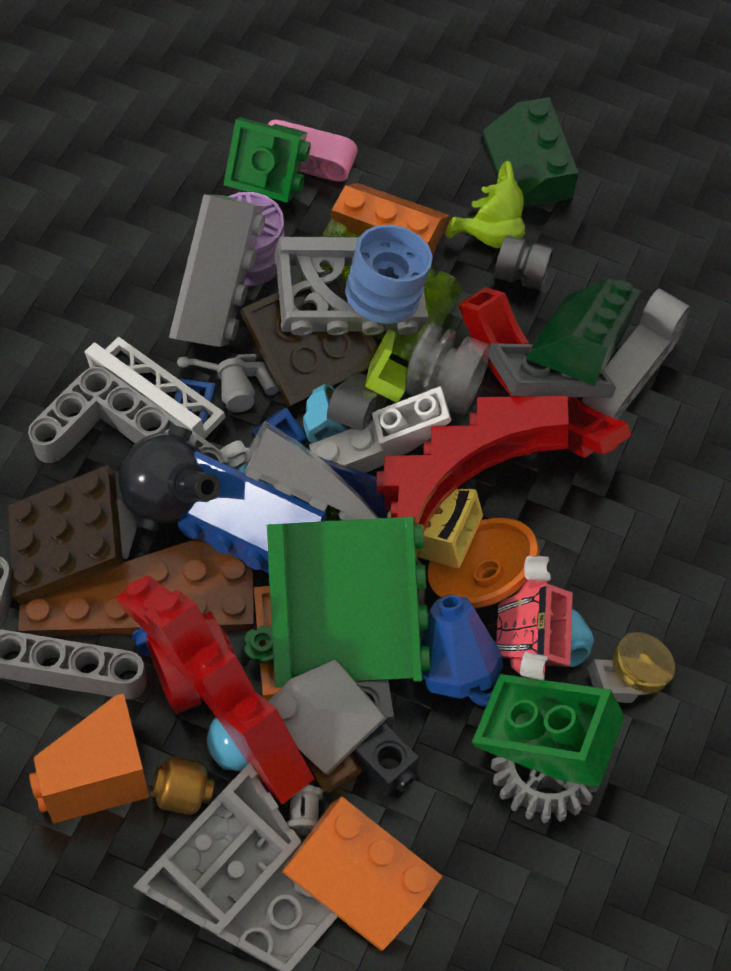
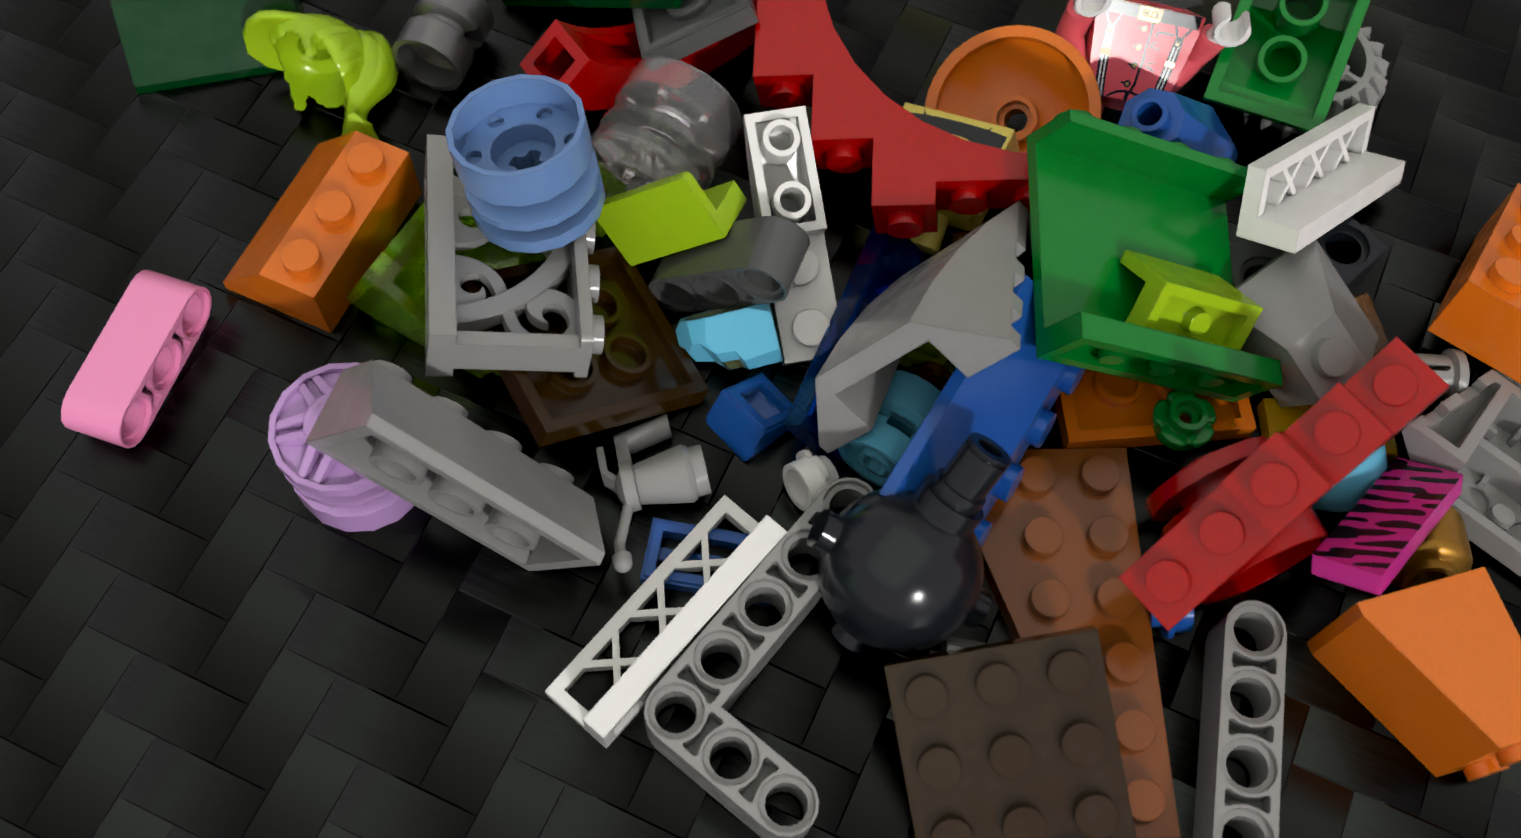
camera: 90 degrees left, 5 degrees up
(182, 738) = (1386, 525): none -> dark pink tile
(267, 159) = (168, 409): green plate -> none
(322, 623) = (1190, 302): none -> lime panel
(426, 737) = (1315, 182): none -> white fence

